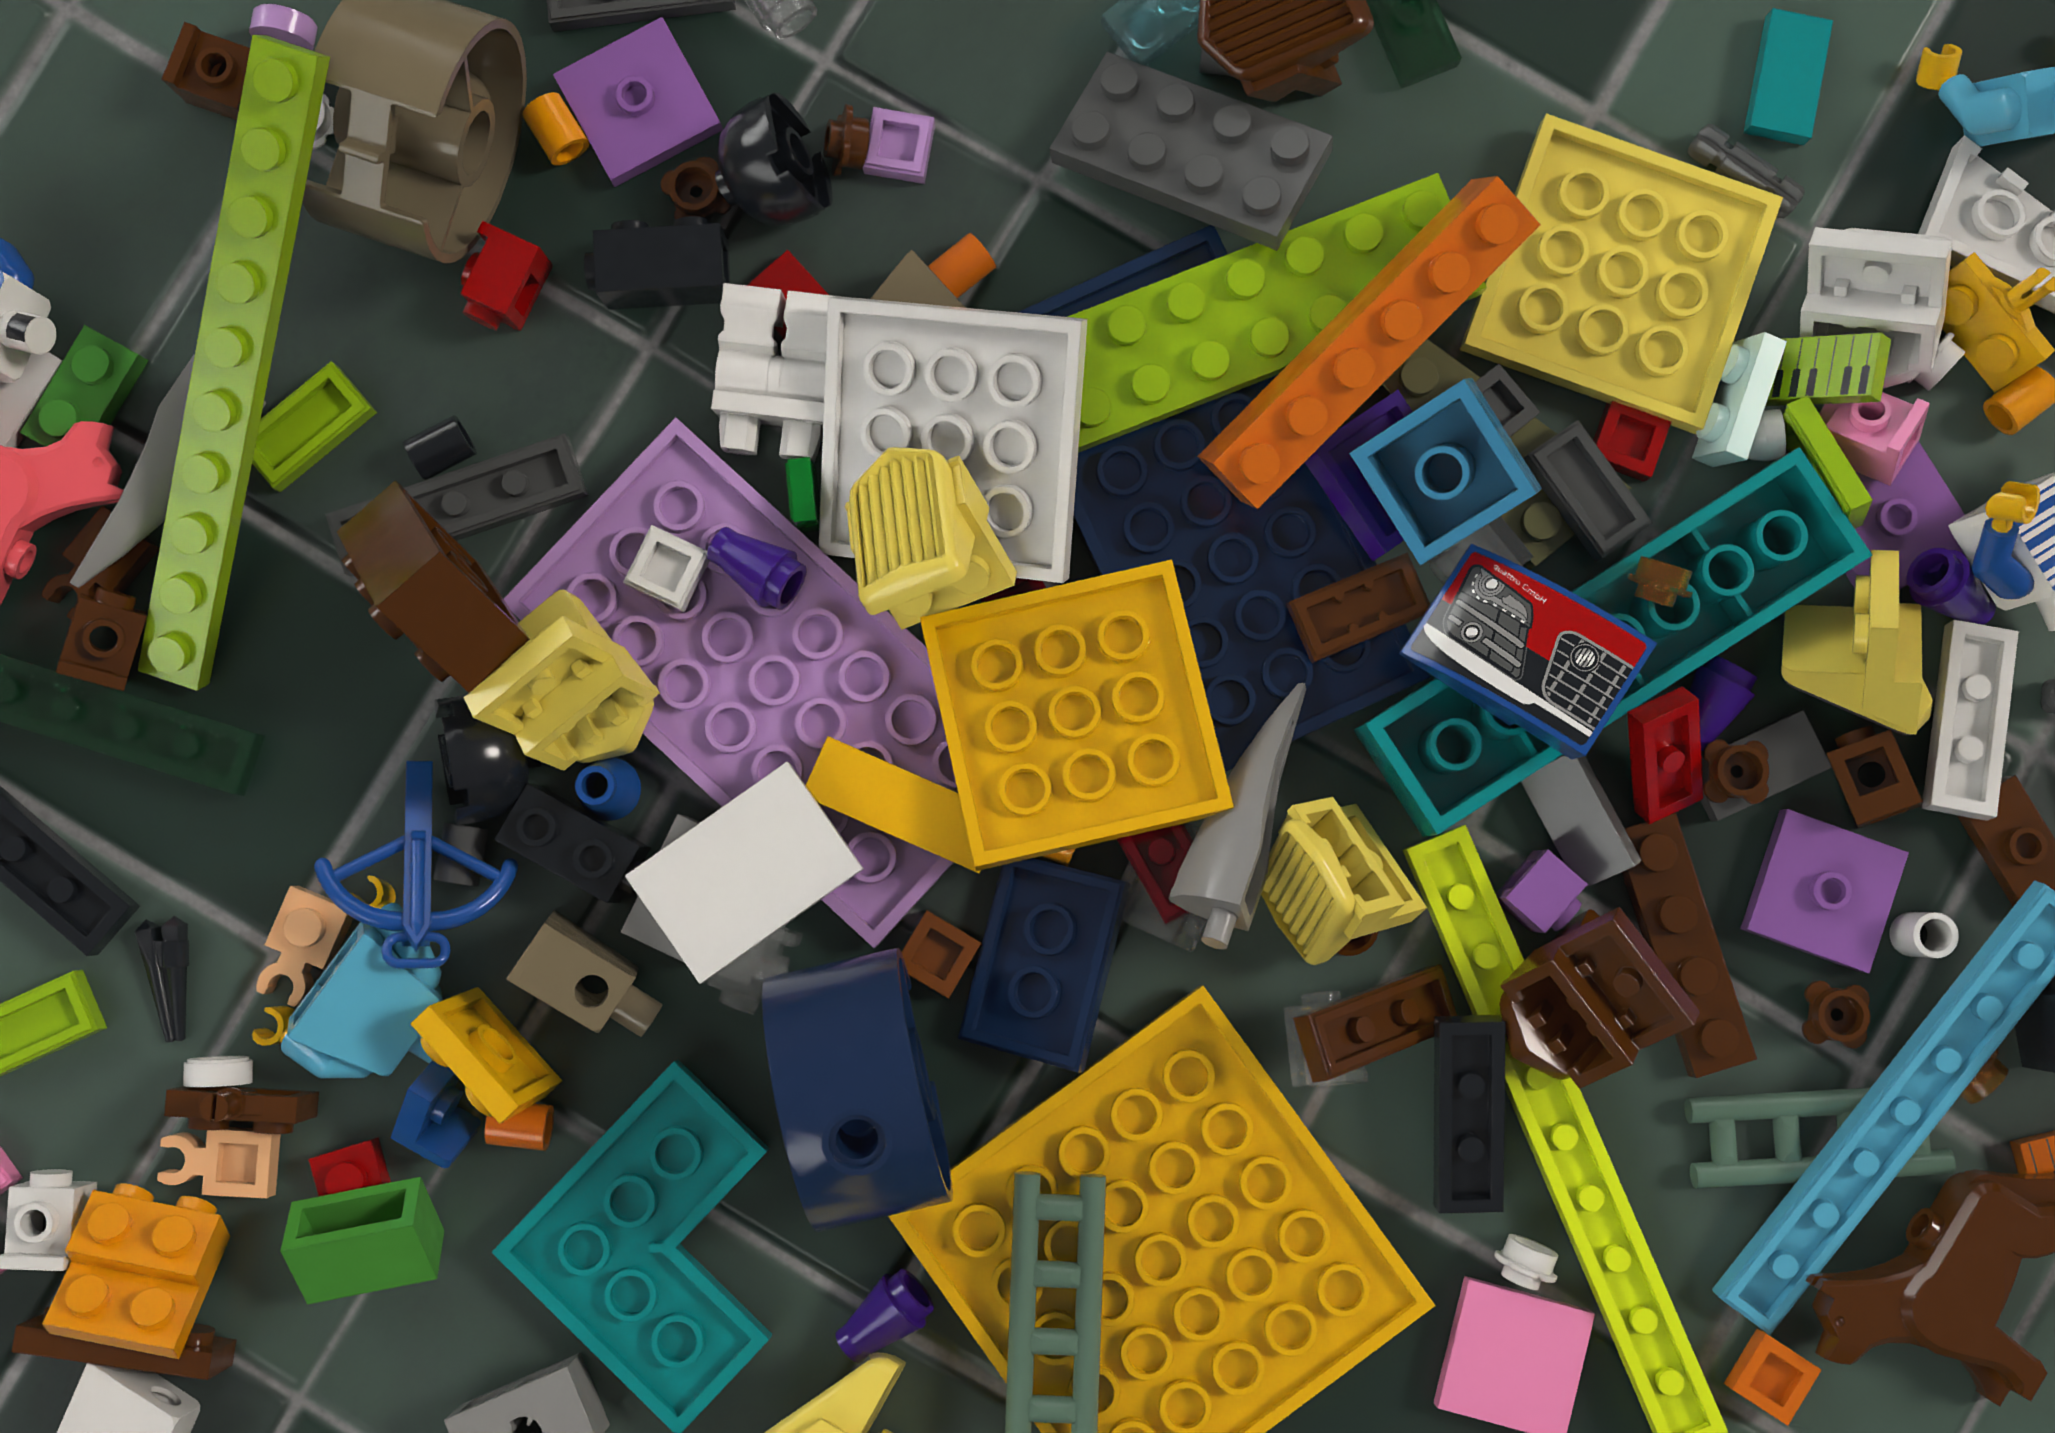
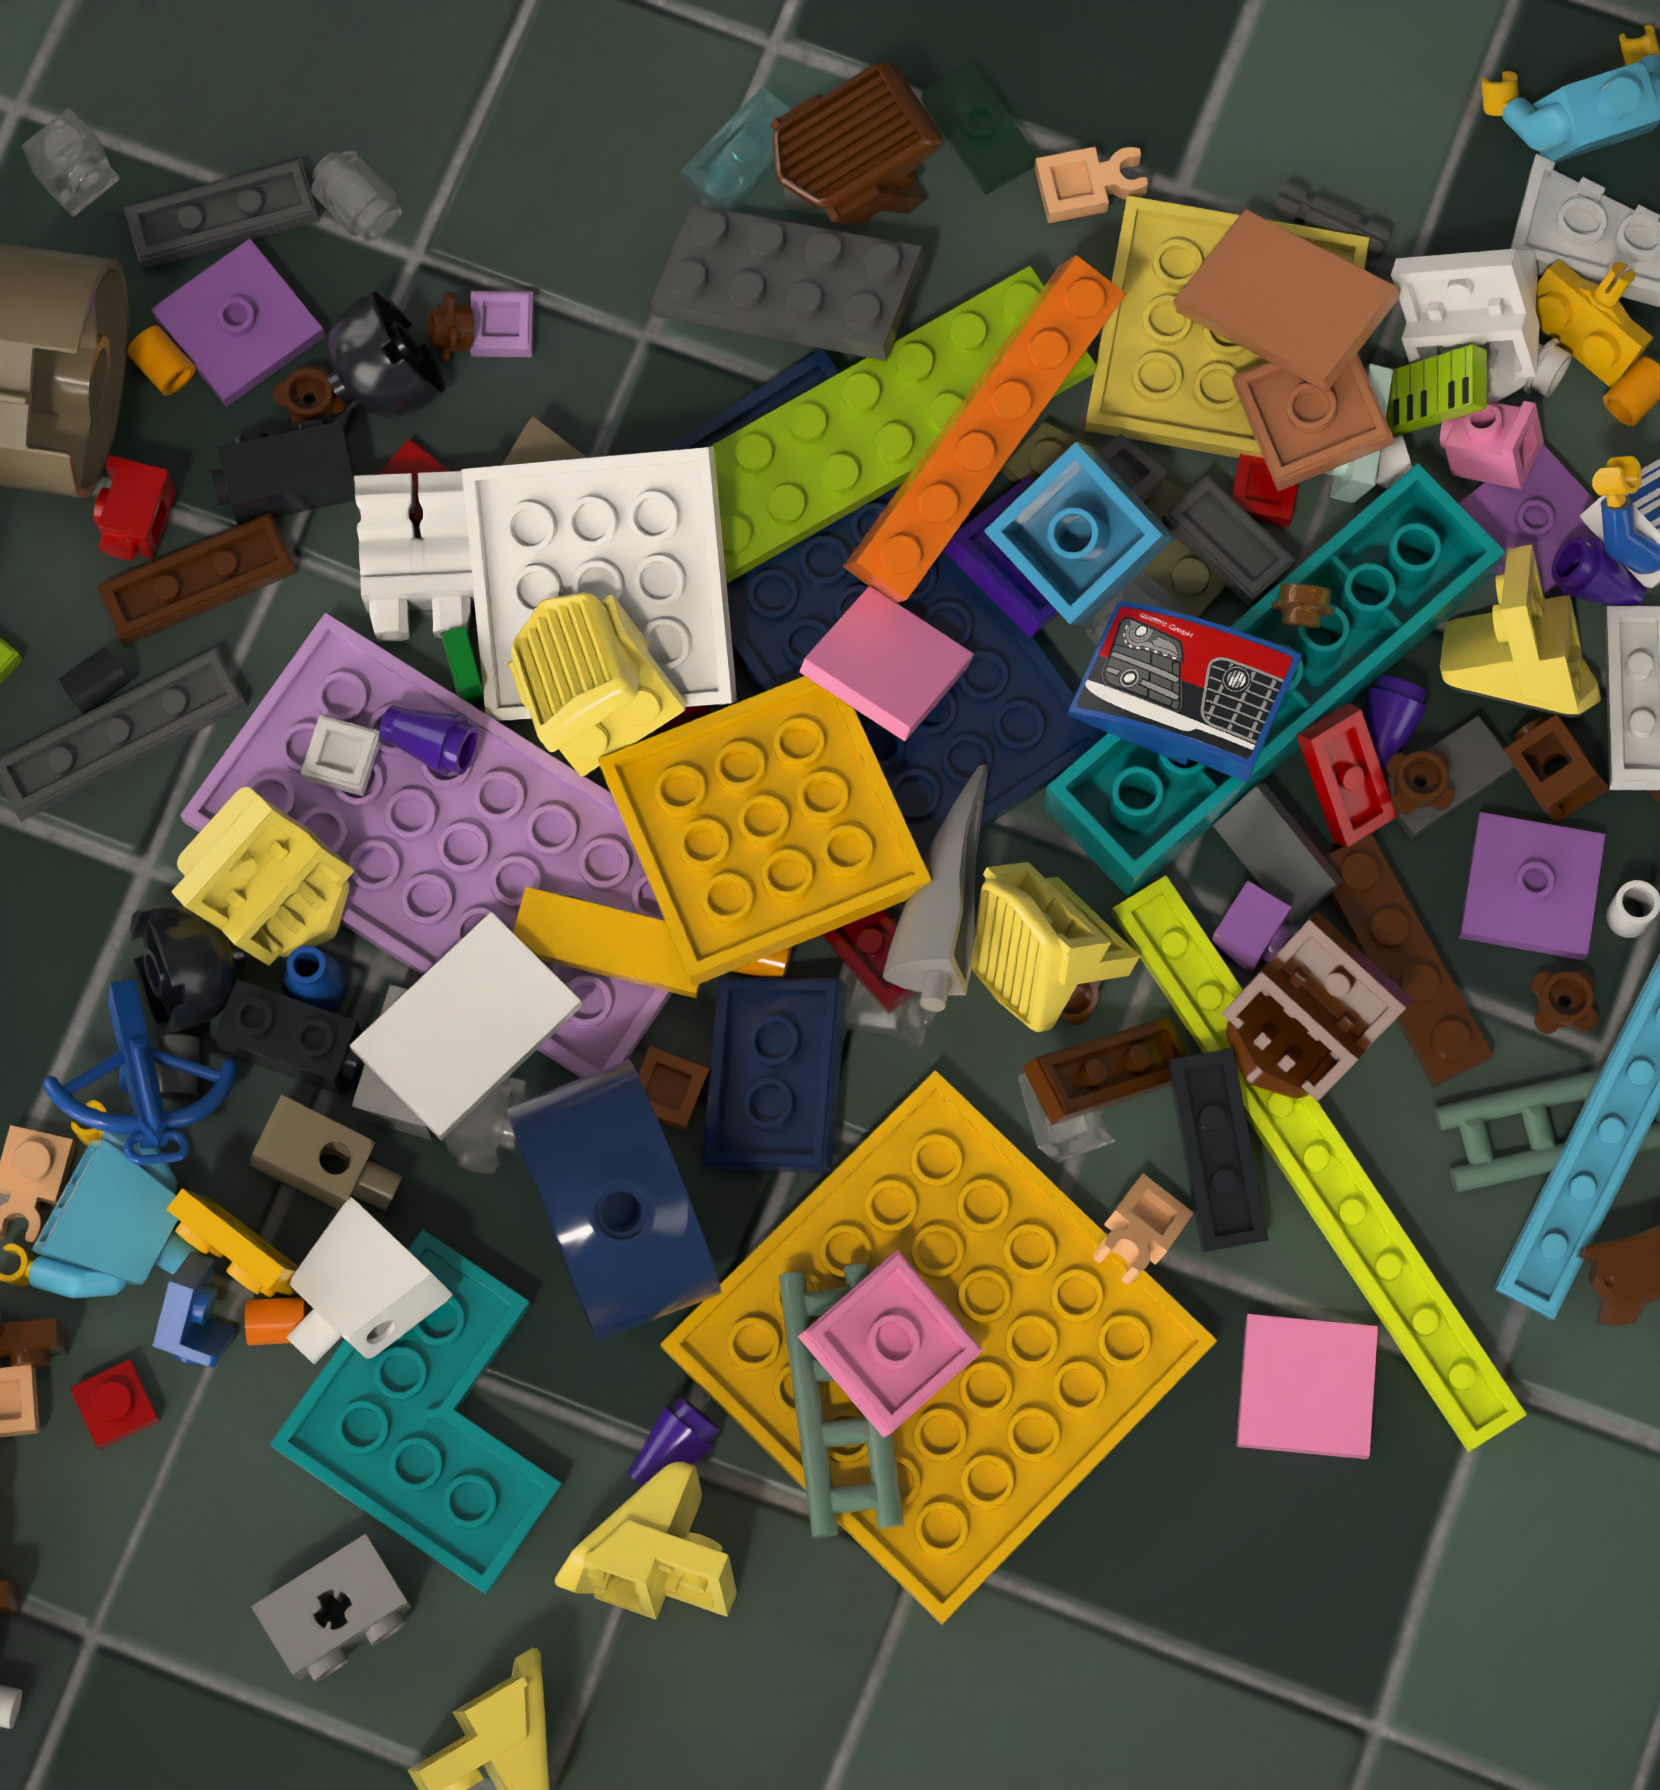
camera: 10 degrees left, 10 degrees down
(363, 1240) = (141, 1451): bright green piece -> none
(429, 589) = (118, 798): reddish brown brick -> none
(557, 359) = (196, 579): none -> reddish brown tile
(601, 1117) = (361, 1287): none -> white torso
(963, 265) = (585, 424): orange hinge -> none
(1113, 1266) = (890, 1343): none -> bright pink tile
(1224, 567) = (886, 663): none -> bright pink tile
(1359, 607) = (1023, 683): reddish brown plate -> none
(1386, 1180) = (1143, 1227): none -> light nougat plate
(1498, 92) = (1078, 185): none -> light nougat plate
(1527, 1262) = (1302, 1288): white plate -> none
(1694, 252) = (1286, 300): none -> nougat tile
(1699, 371) = (1309, 429): none -> nougat tile
(1772, 1376) = (1563, 1357): orange plate -> none
(1788, 76) = (1358, 125): teal tile -> none
(1808, 431) = (1450, 473): lime tile -> none

